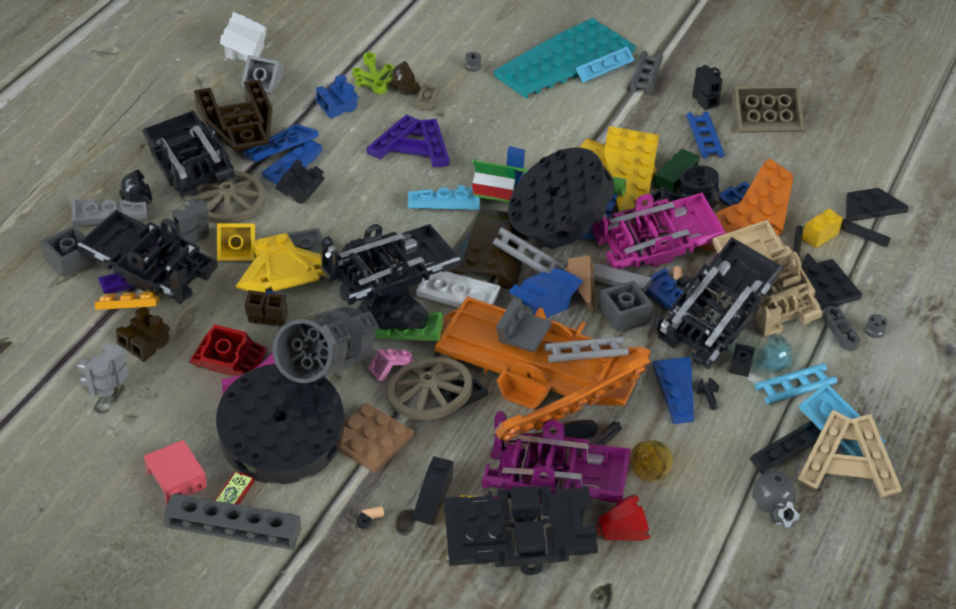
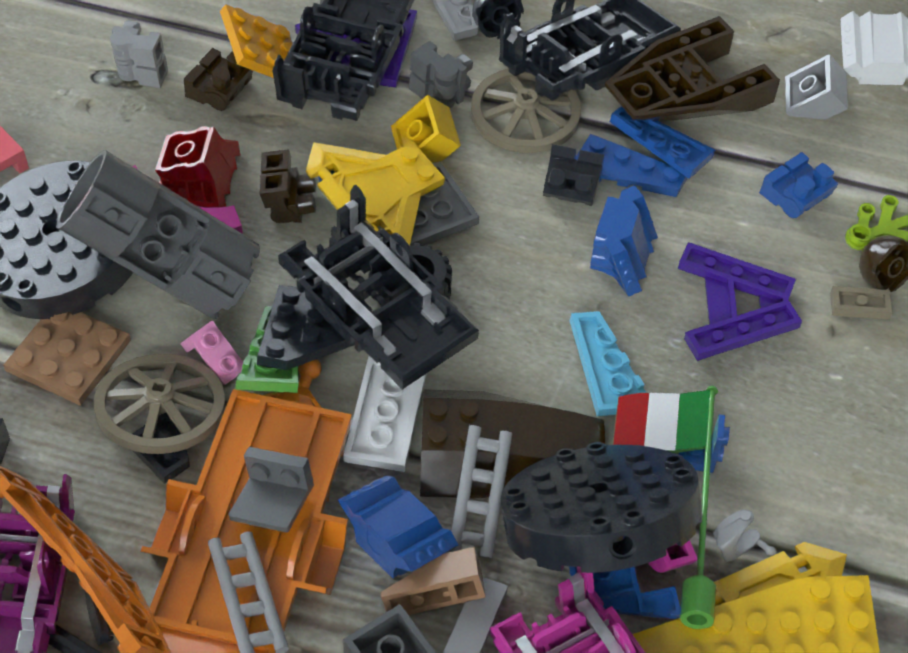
camera: 80 degrees right, 10 degrees up
(361, 171) = (624, 239): none -> blue slope

